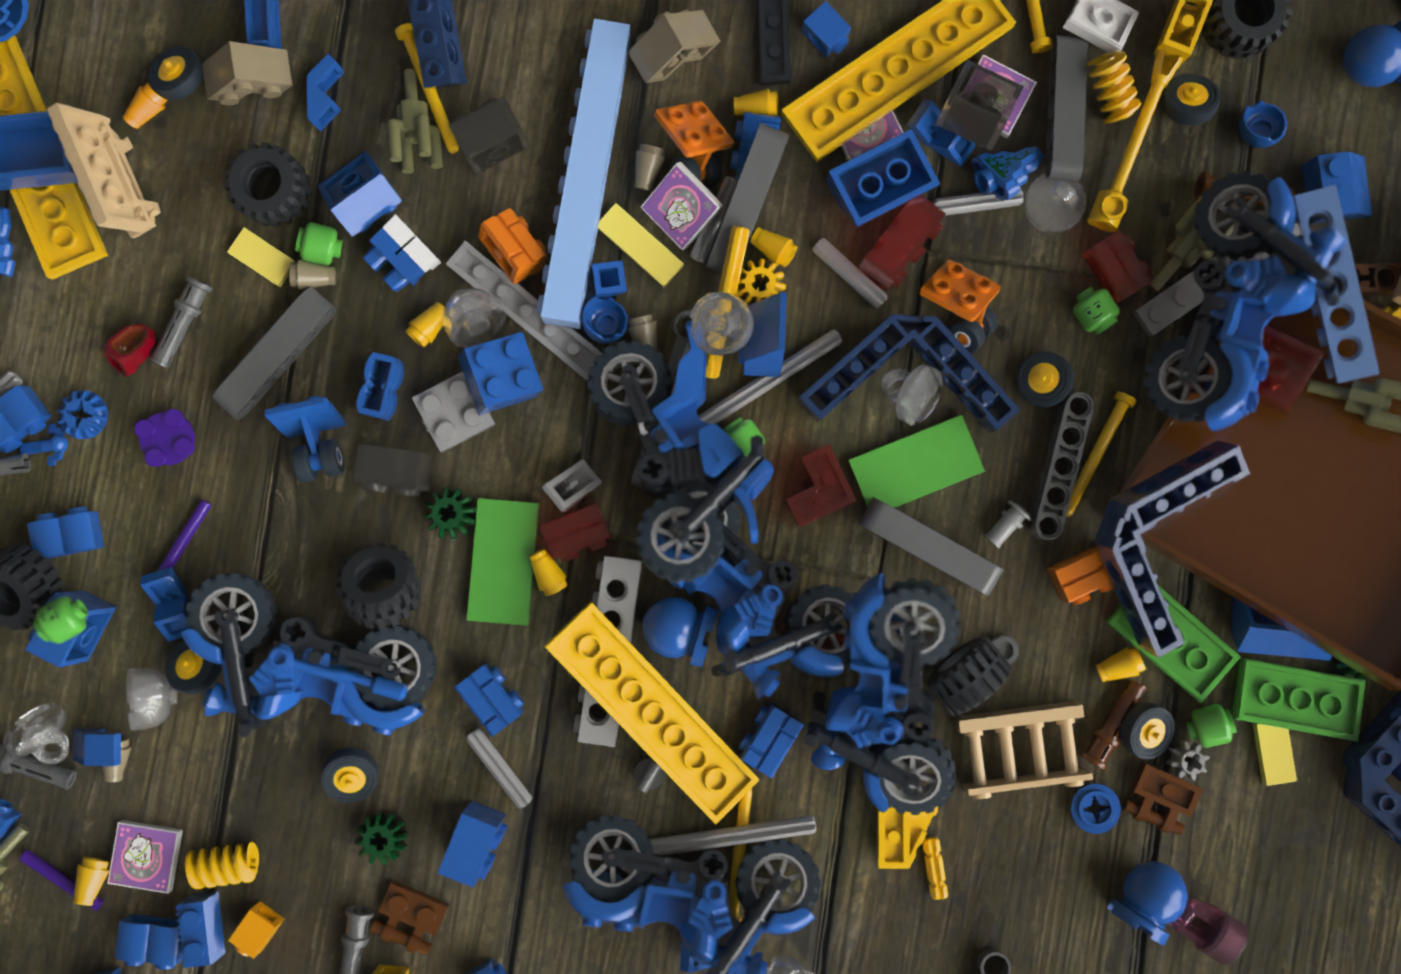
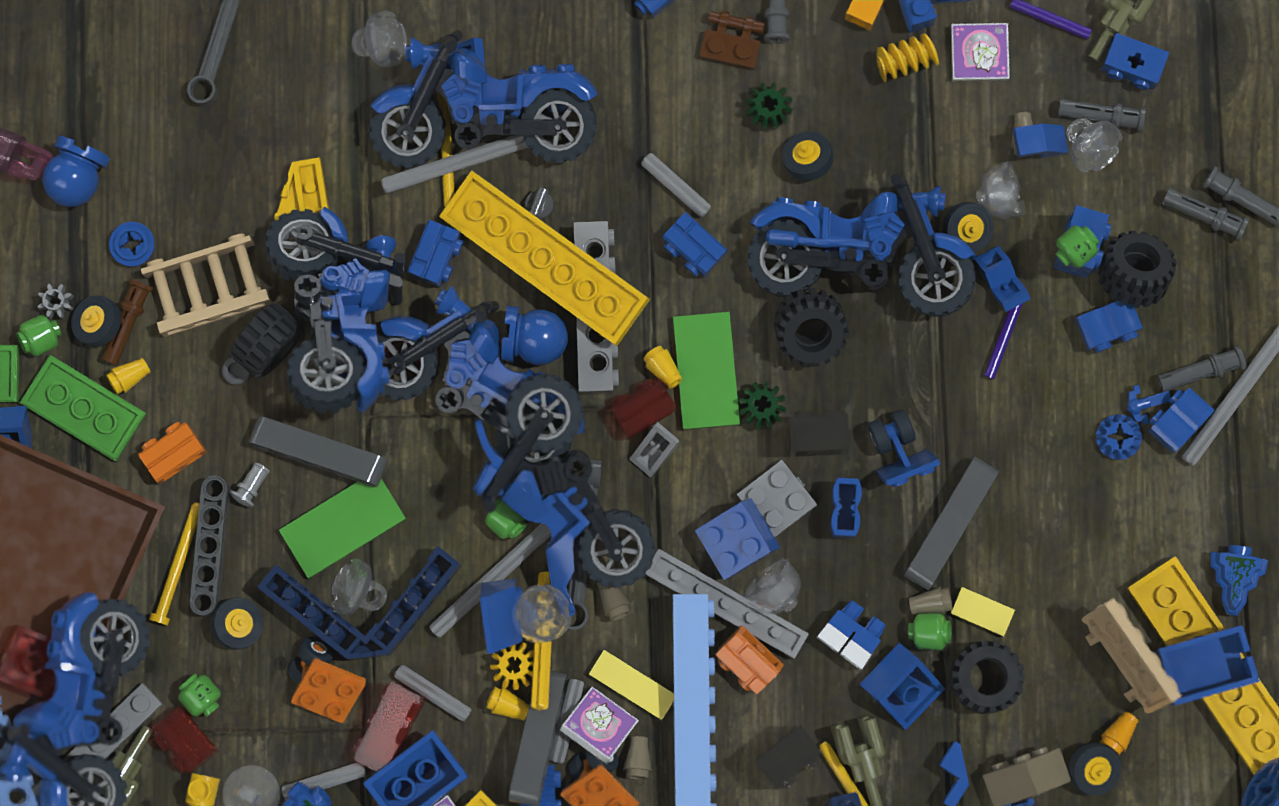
camera: 175 degrees right, 5 degrees down
(89, 880) = (1022, 24): yellow cone -> none
(129, 348) = (1084, 503): dark red rock -> none
(166, 438) = (1036, 428): dark purple piece -> none
(186, 309) = (1041, 551): dark grey pin -> none
(426, 326) = (815, 574): yellow cone -> none
(471, 846) = (684, 116): blue brick -> none
(604, 320) = (651, 606): blue hair -> none
(606, 280) = (656, 642): blue slope -> none
(828, 490) = (420, 485): clear red brick -> none
(934, 868) = (268, 166): yellow axle -> none
(1138, 511) = (134, 517): dark blue brick -> none
(1164, 789) = (71, 271): reddish brown plate -> none

